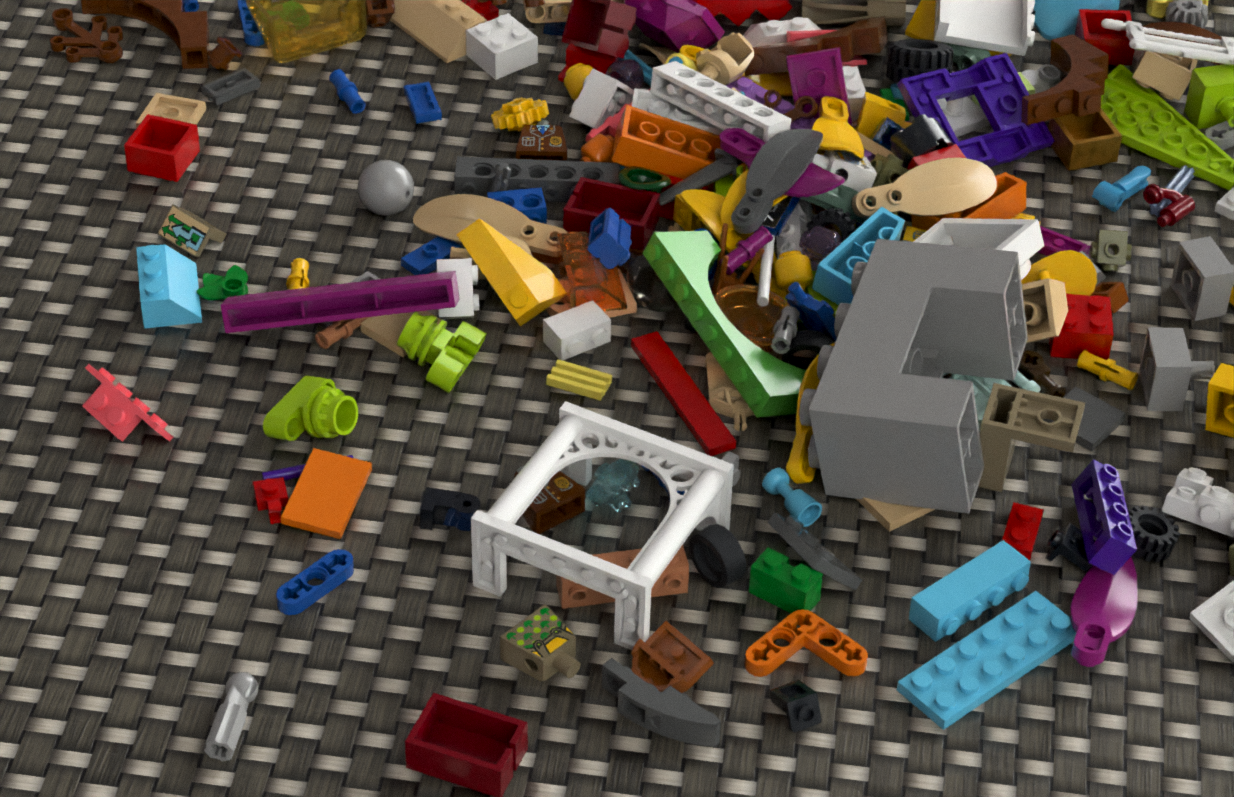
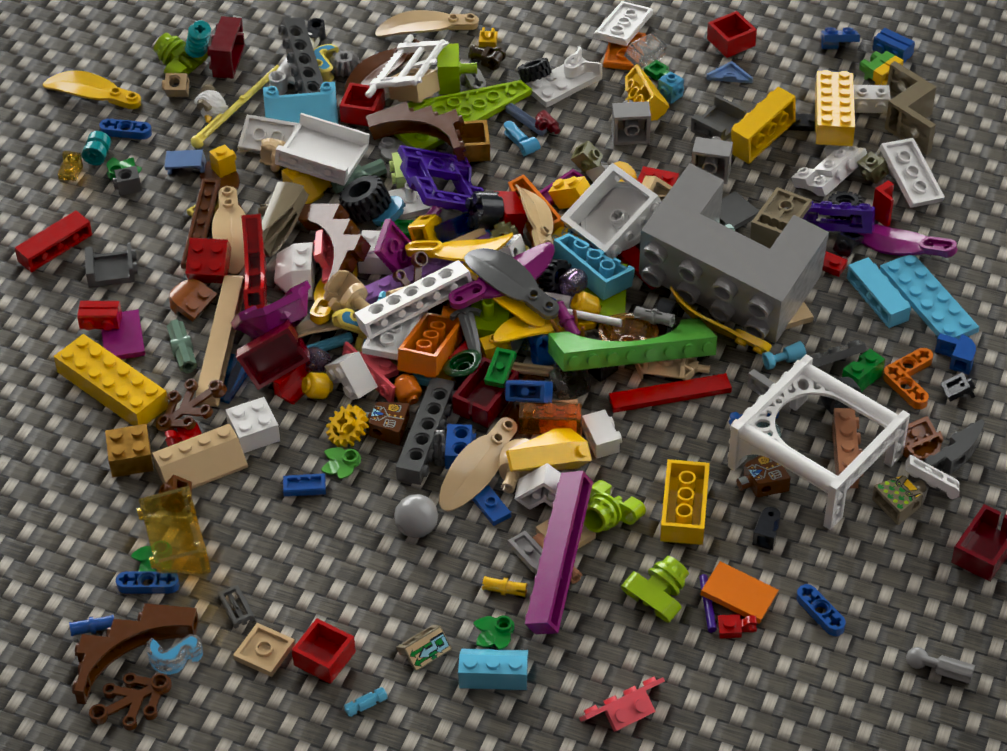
camera: 75 degrees left, 5 degrees up
(104, 200) = (365, 701): none -> medium azure axle
(146, 50) = (175, 657): none -> clear animal
(223, 53) = (200, 601): reddish brown brick -> none
(347, 91) = (274, 529): blue pin -> none
(468, 417) = (684, 502): none -> yellow brick
(471, 129) = (341, 462): none -> bright green plate
(579, 380) = (651, 433): light yellow tile -> none
(583, 670) = (932, 476): none -> white plate
(638, 202) = (500, 367): none -> green plate
(813, 313) = (646, 298): blue plate -> none
(870, 701) = (960, 350): none -> blue brick
(1167, 570) = (883, 203): none -> red panel

